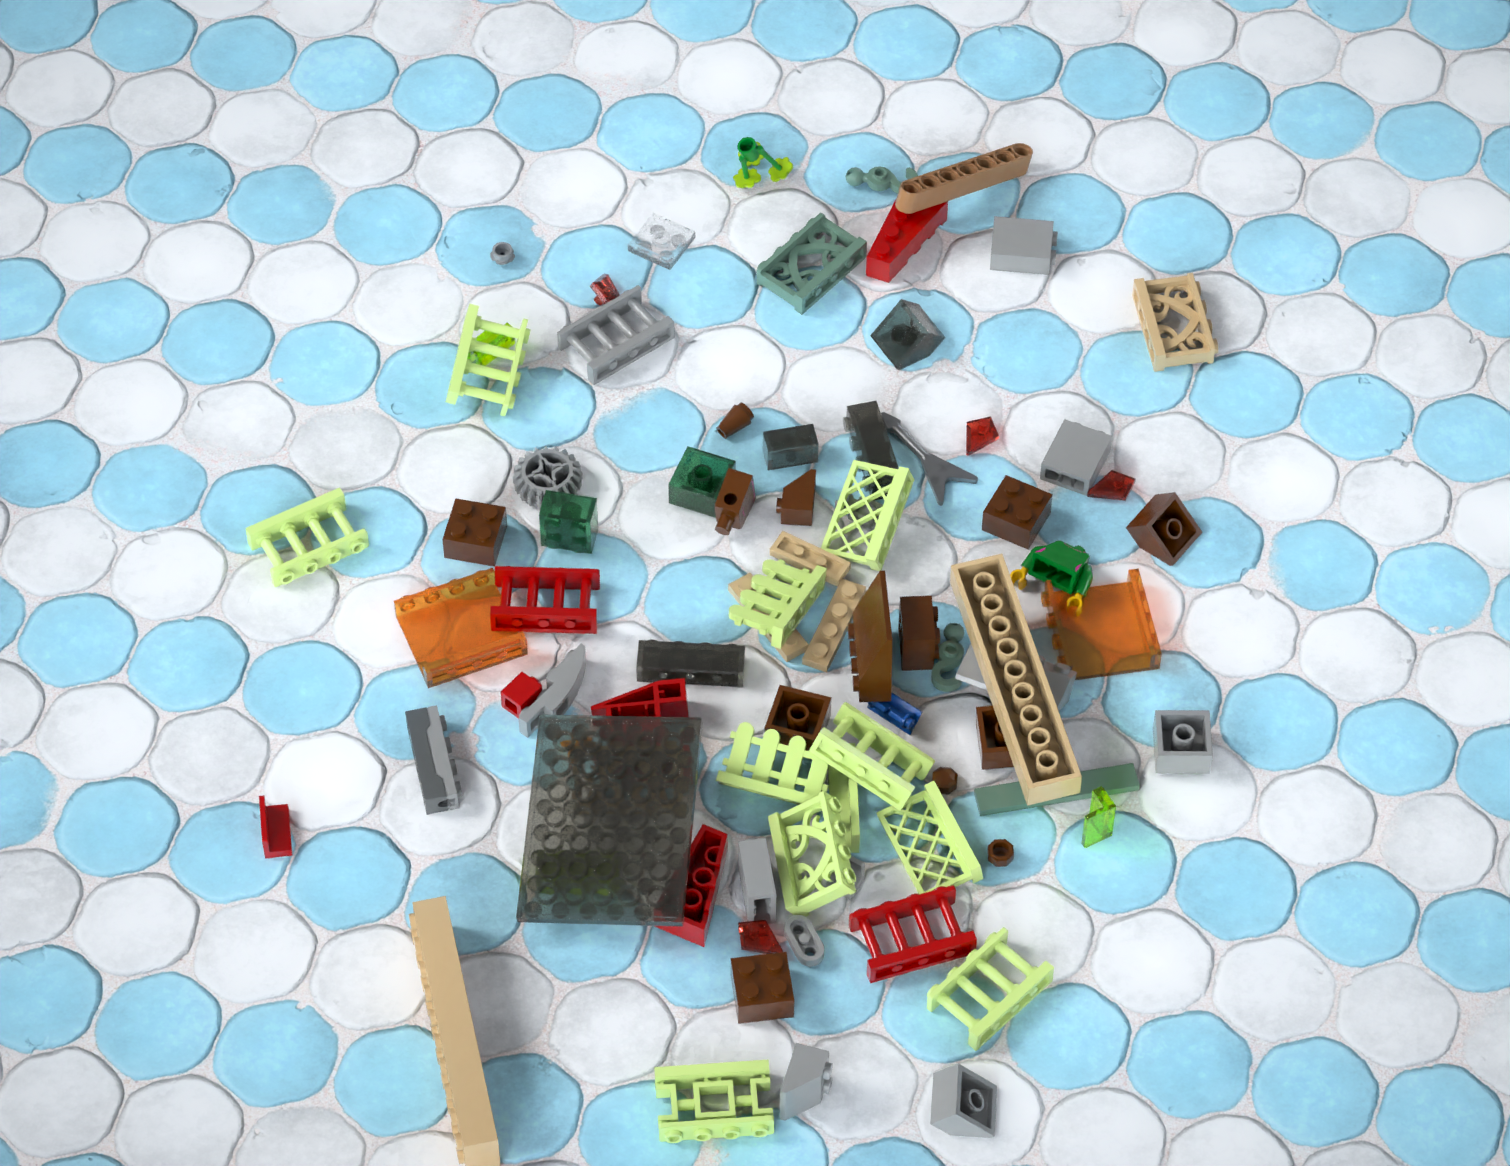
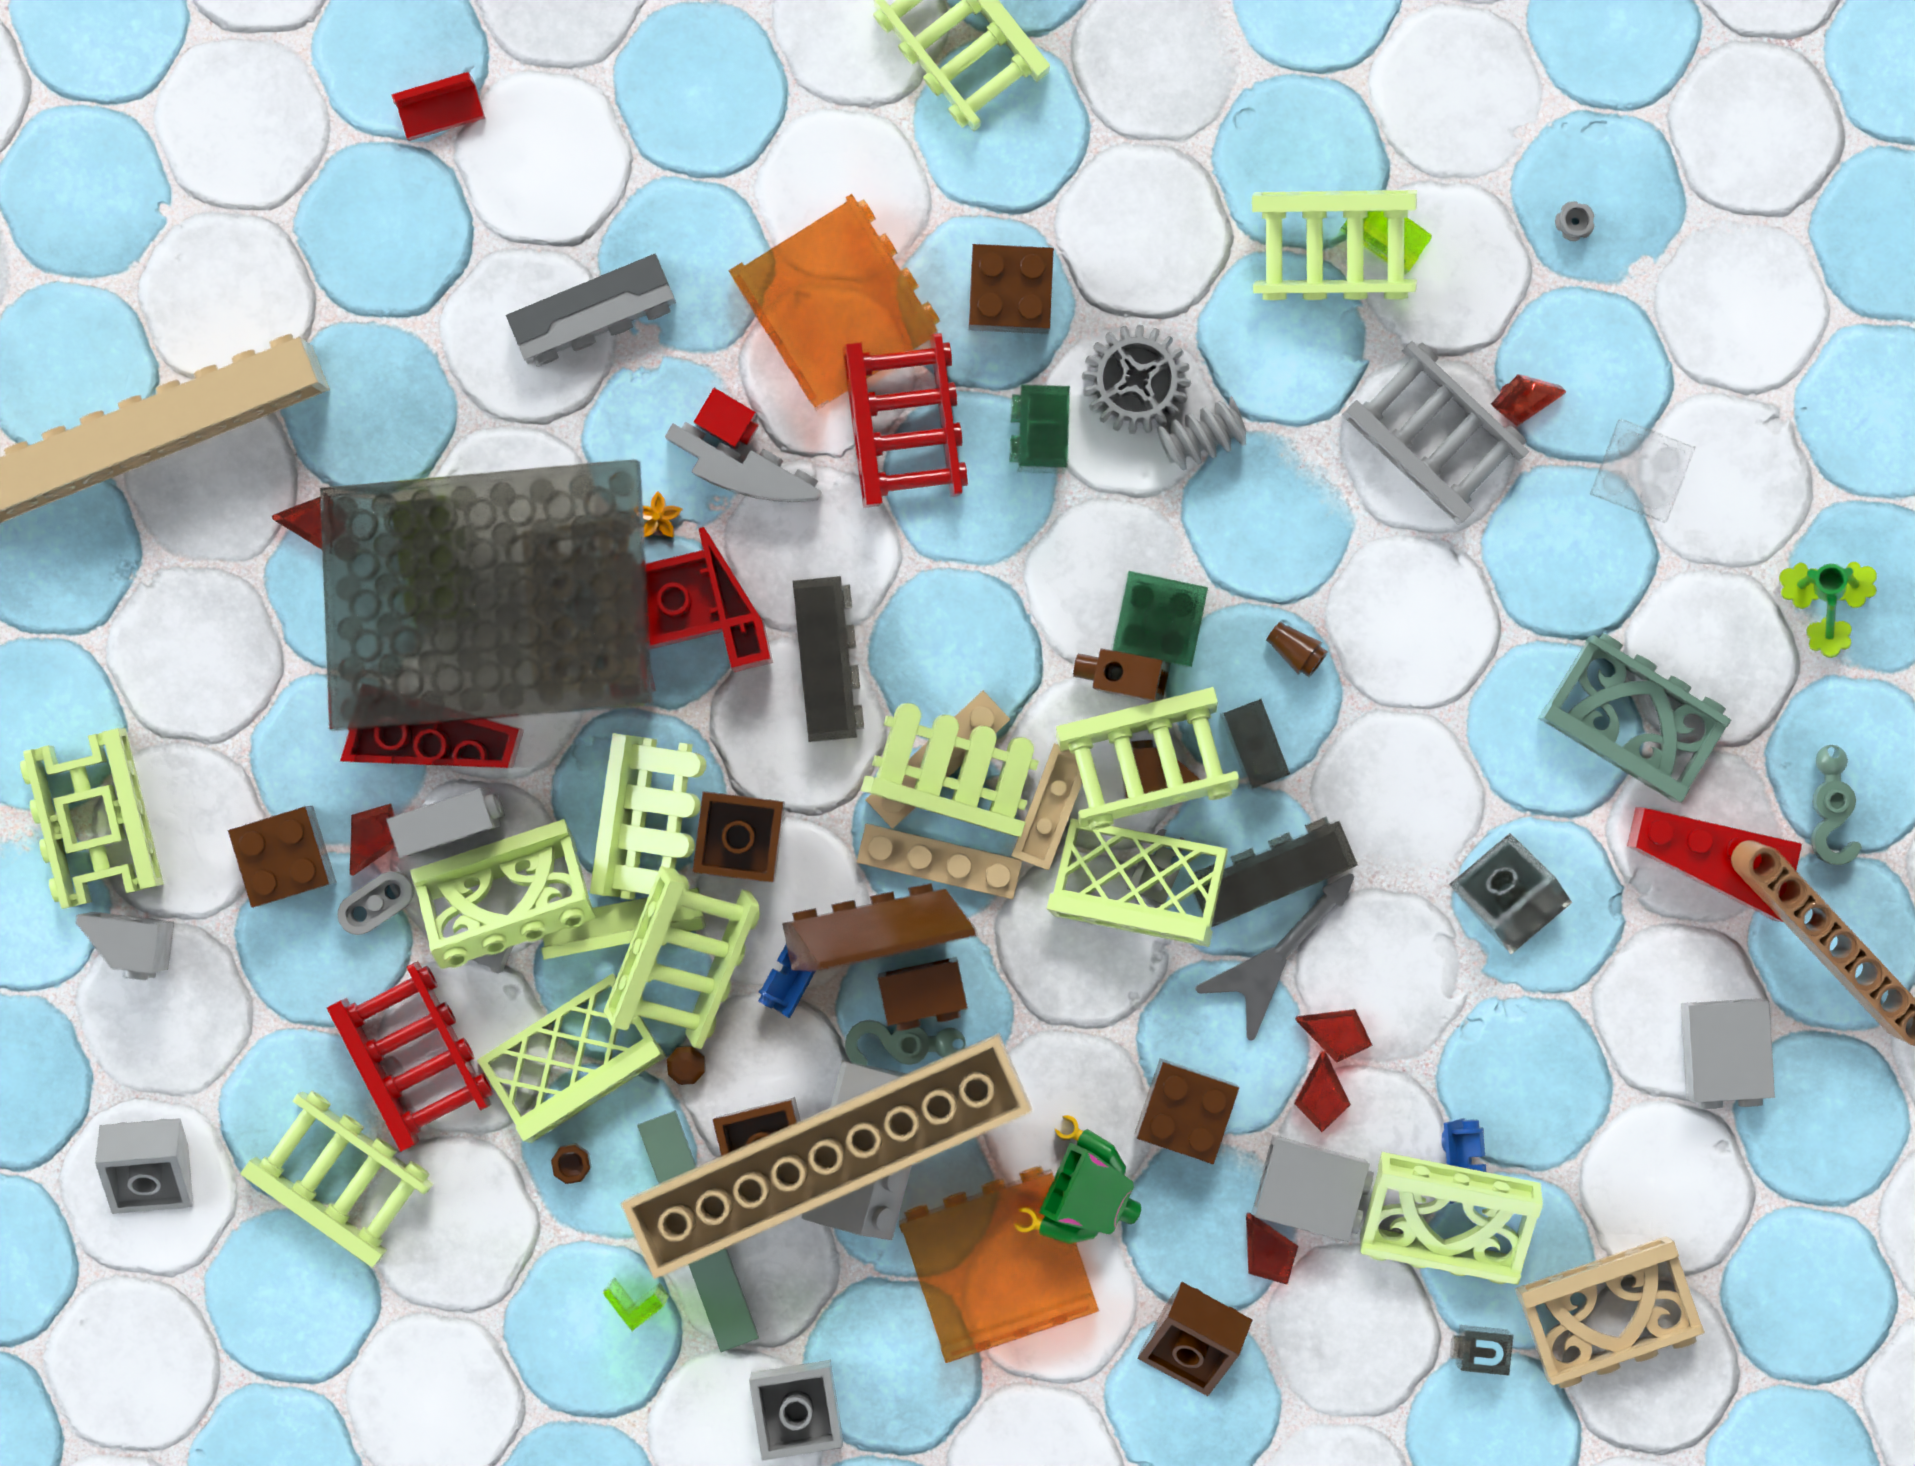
camera: 80 degrees right, 35 degrees up
(536, 941) = (303, 521): none -> clear red piece
(590, 447) = (1203, 434): none -> light grey piece
(764, 487) = (1157, 719): none -> yellowish green fence
(1017, 446) = (1322, 1094): none -> clear red piece
(1077, 398) = (1458, 1254): none -> yellowish green fence
(1080, 379) = (1461, 1142): none -> blue hinge
(1189, 385) = (1482, 1349): none -> clear smoke brick

